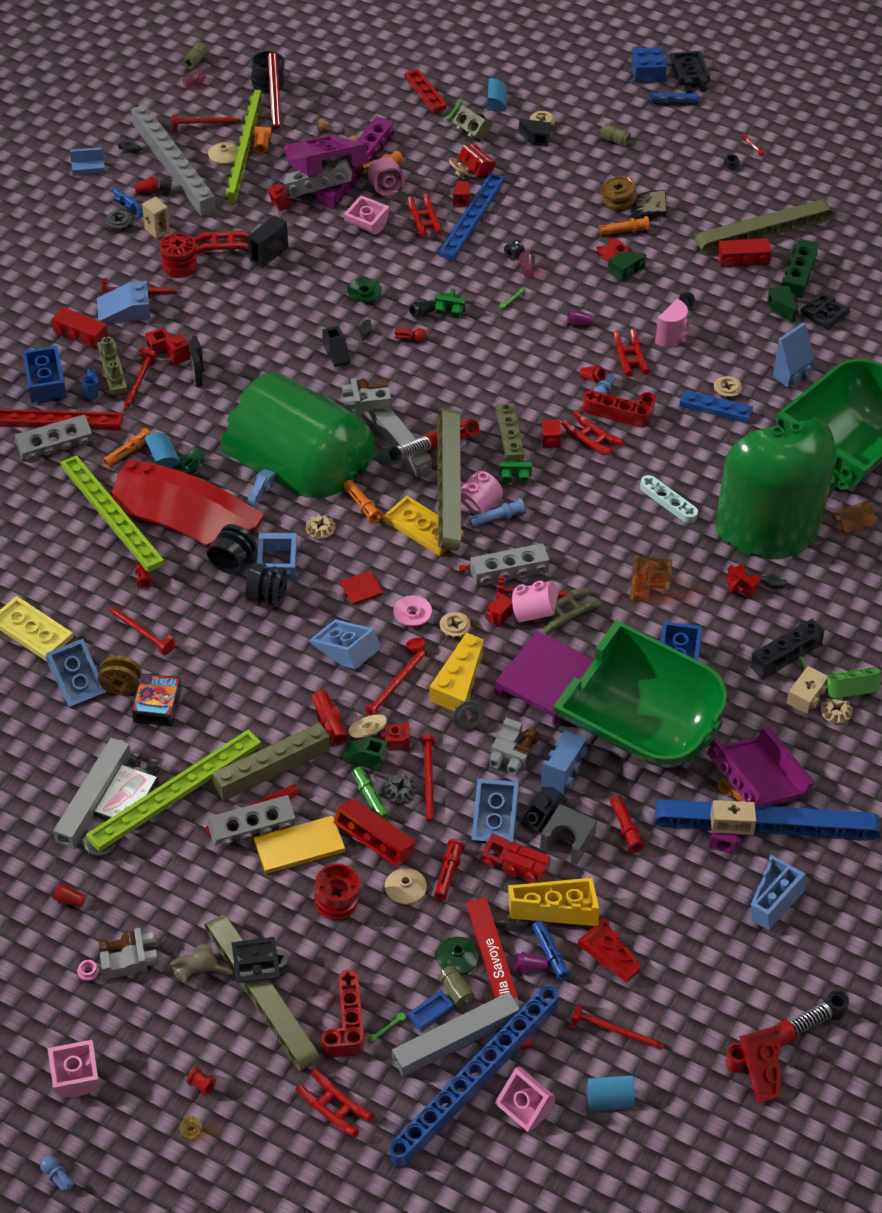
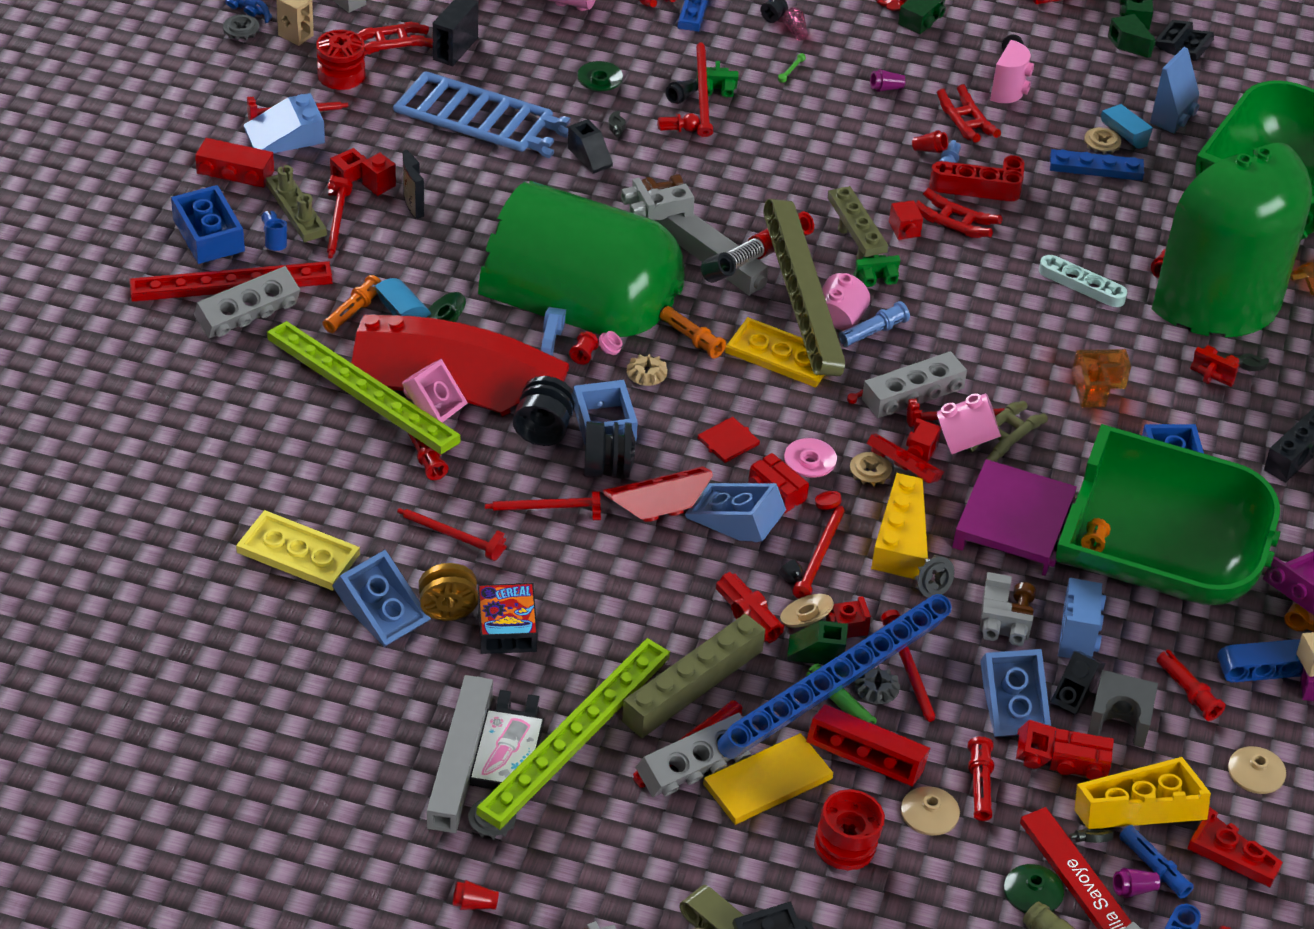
camera: 15 degrees left, 5 degrees down
(158, 525) = (435, 391): none -> bright pink brick
(247, 622) = (593, 502): none -> red piece
(278, 505) = (585, 345): none -> red bush
(292, 624) = (661, 495): none -> wedge
(296, 335) = (528, 141): none -> medium blue bar
(300, 502) = (610, 343): none -> bright pink plate
(358, 781) = (868, 653): none -> blue beam
(369, 694) = (791, 571): none -> black hinge
(384, 625) = (790, 484): none -> red brick
(428, 341) = (704, 129): none -> red bar
(481, 624) = (904, 459): none -> red wing
(597, 701) = (1096, 535): none -> orange bush
(653, 901) = (1257, 770): none -> tan dish
(749, 377) = (1127, 125): none -> dark azure brick

